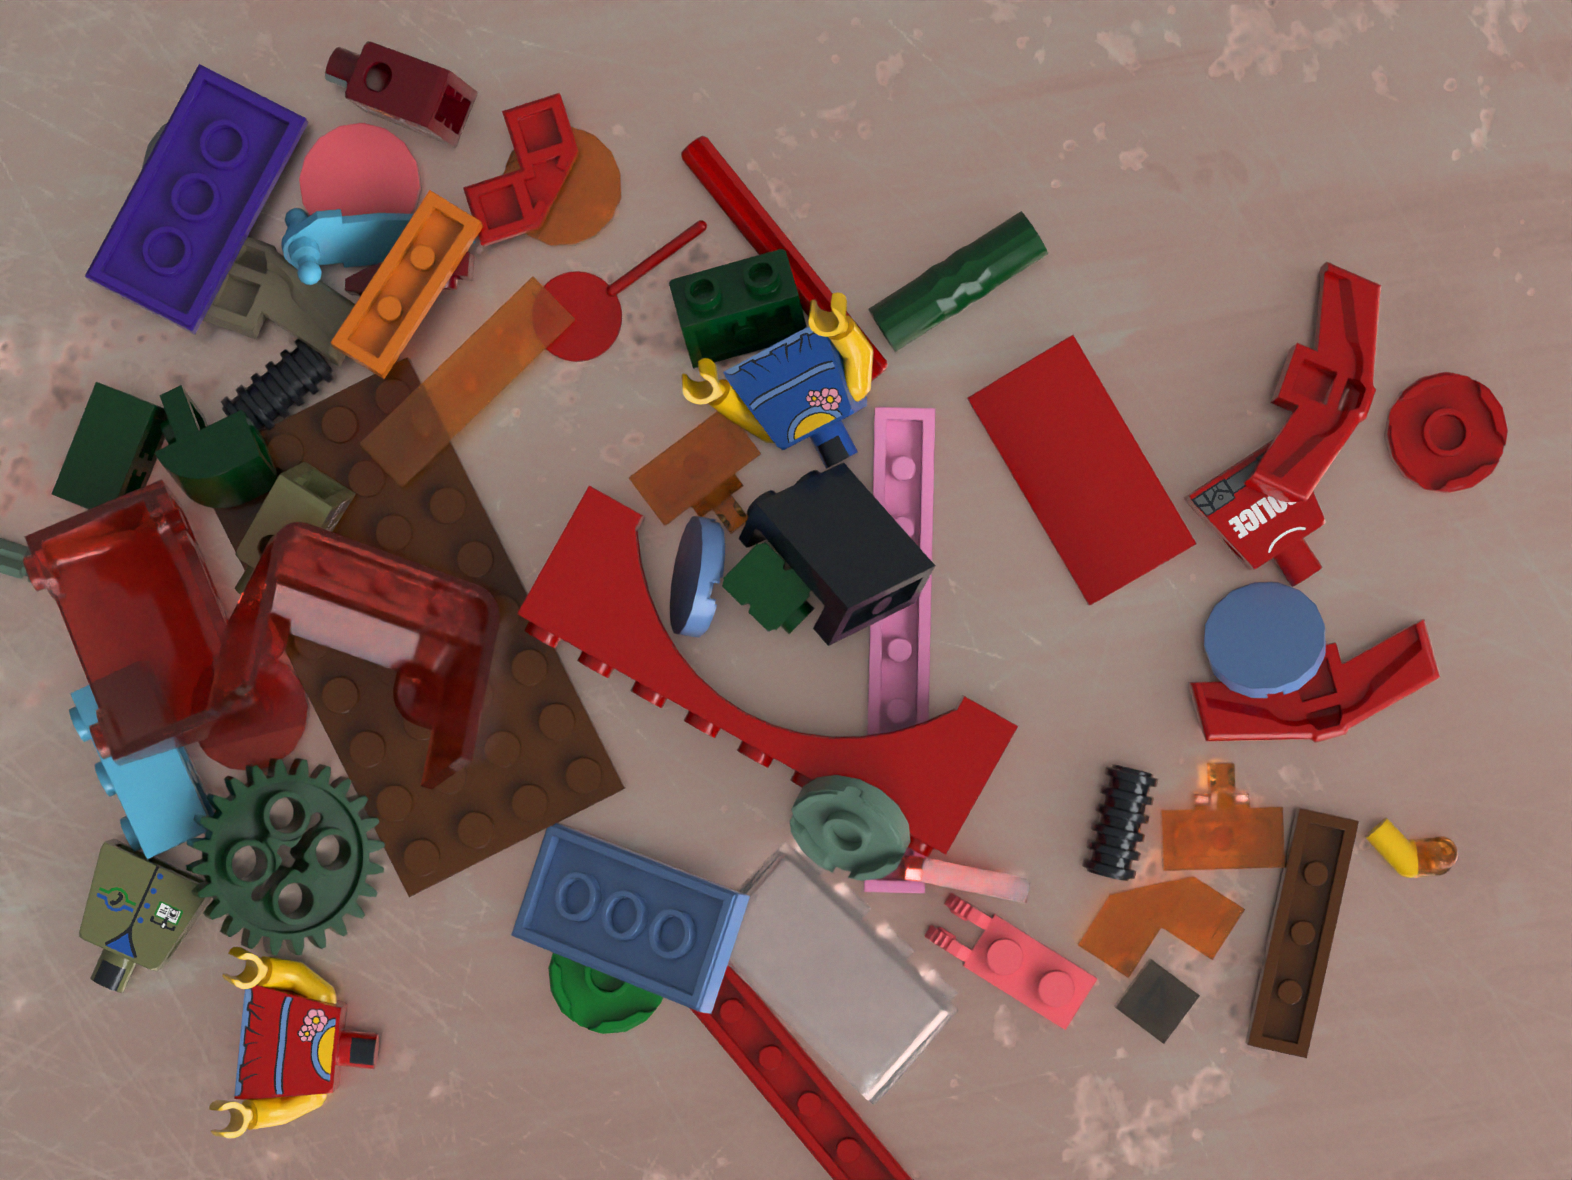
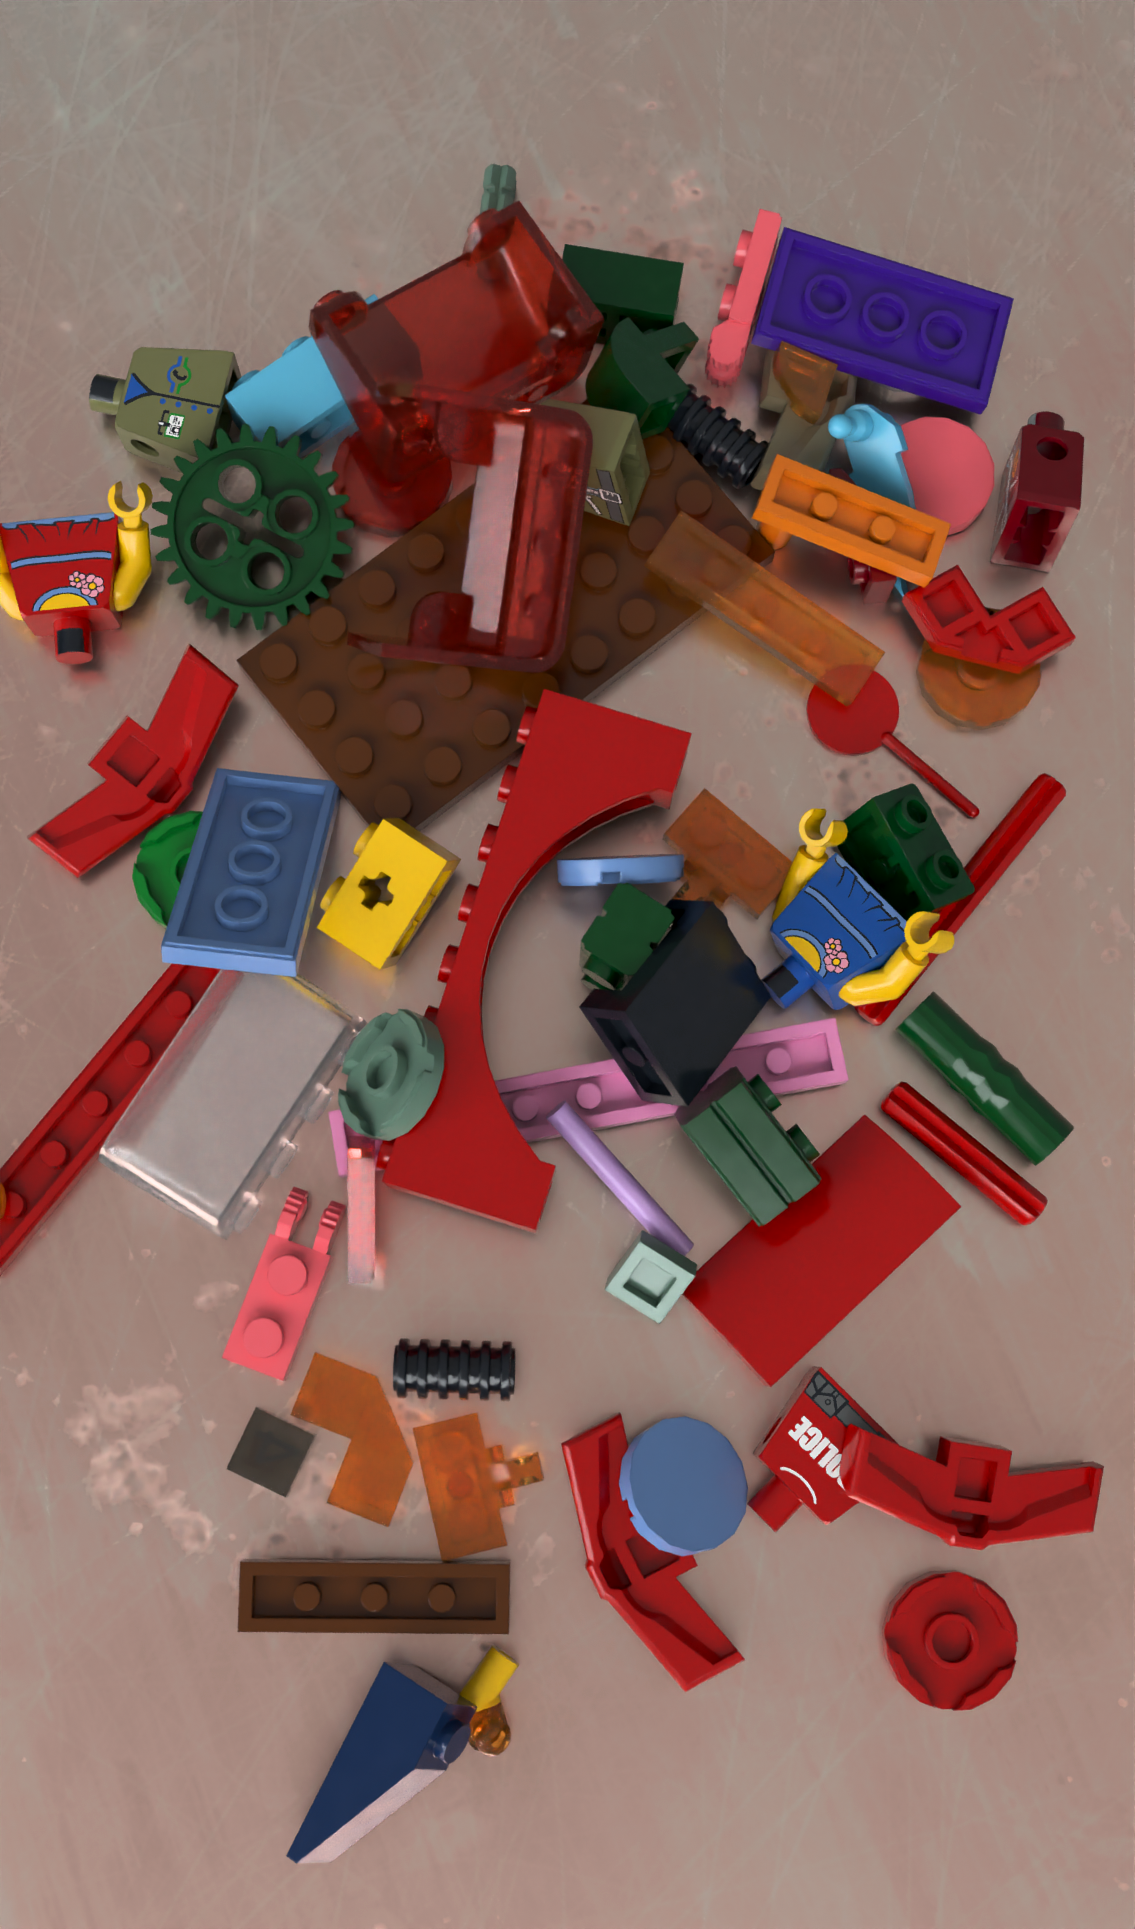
camera: 75 degrees right, 10 degrees down
(143, 330) = (742, 302): none -> coral hinge
(246, 293) = (803, 379): none -> clear orange tile
(499, 1005) = (143, 769): none -> red plate
(658, 766) = (418, 875): none -> yellow brick
(978, 514) = (748, 1144): none -> dark green brick
(983, 638) = (618, 1178): none -> lavender bar
(1022, 315) = (964, 1153): none -> red axle
(1075, 628) = (651, 1277): none -> plate
(1433, 940) = (392, 1752): none -> dark blue slope

